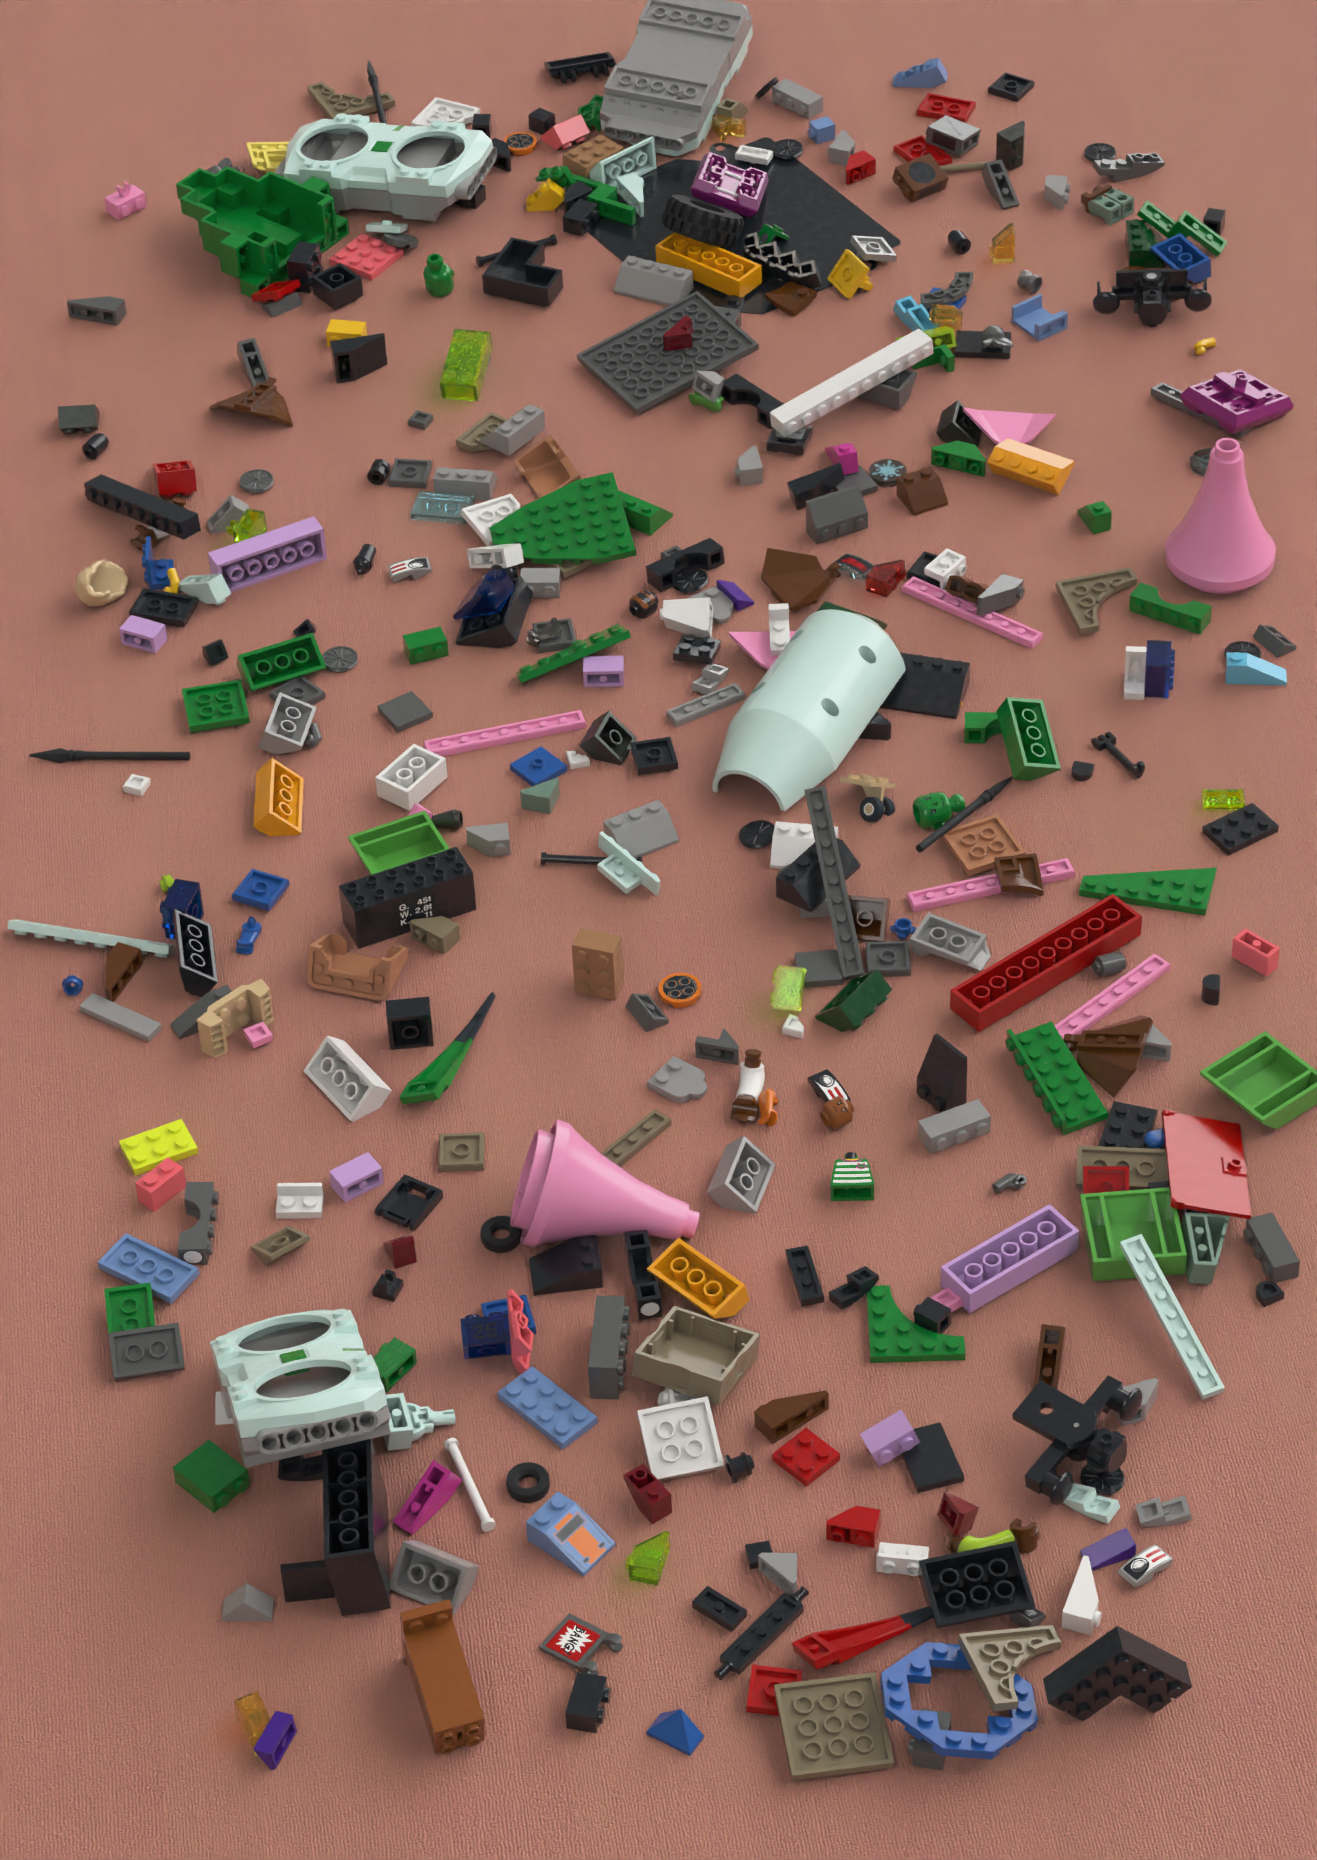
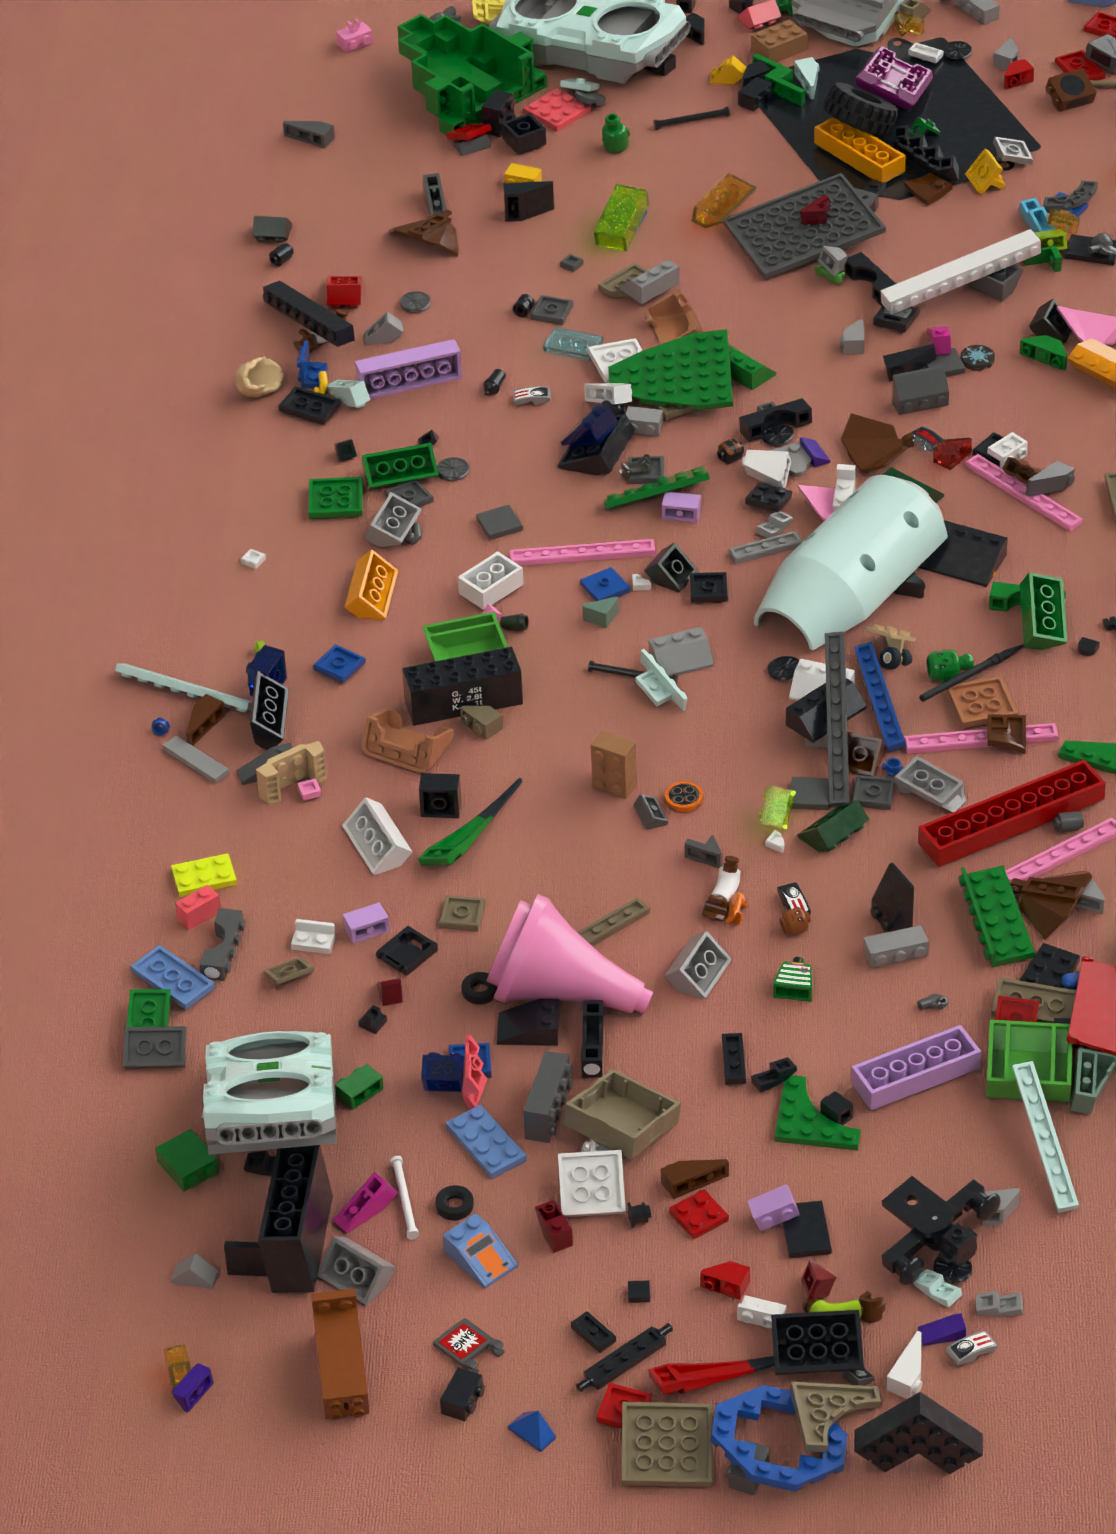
camera: 10 degrees right, 0 degrees up
(61, 755) = (195, 525): black piece -> none
(143, 634) = (286, 426): lavender brick -> none
(249, 934) = (320, 702): blue piece -> none
(250, 525) = (399, 340): clear neon green brick -> none
(411, 1421) = (363, 1137): light aqua brick -> none
(425, 645) = (529, 465): green brick -> none
(465, 482) = (598, 323): light grey slope -> none
(489, 839) = (547, 643): light grey slope -> none
(520, 275) = (689, 140): black piece -> none
(521, 143) = (718, 19): tile -> none
(559, 174) = (743, 53): green bracket -> none
(572, 336) = (721, 201): none -> clear yellow slope
(637, 158) = (816, 45): light aqua slope -> none
(649, 1559) = (543, 1281): clear neon green slope -> none
(653, 281) = (806, 159): light grey slope -> none
(678, 1081) = (664, 876): light grey plate -> none
(700, 1280) = (640, 1050): light orange slope -> none
(780, 1569) = (654, 1306): light grey slope -> none
(821, 130) = (992, 36): medium blue brick -> none
(870, 852) = (880, 696): none -> blue plate
(921, 491) = (1003, 377): reddish brown slope -> none
(949, 1299) = (854, 1095): bright pink plate -> none
(959, 241) = (1093, 152): black brick -> none
(1050, 1355) = (931, 1156): reddish brown slope -> none

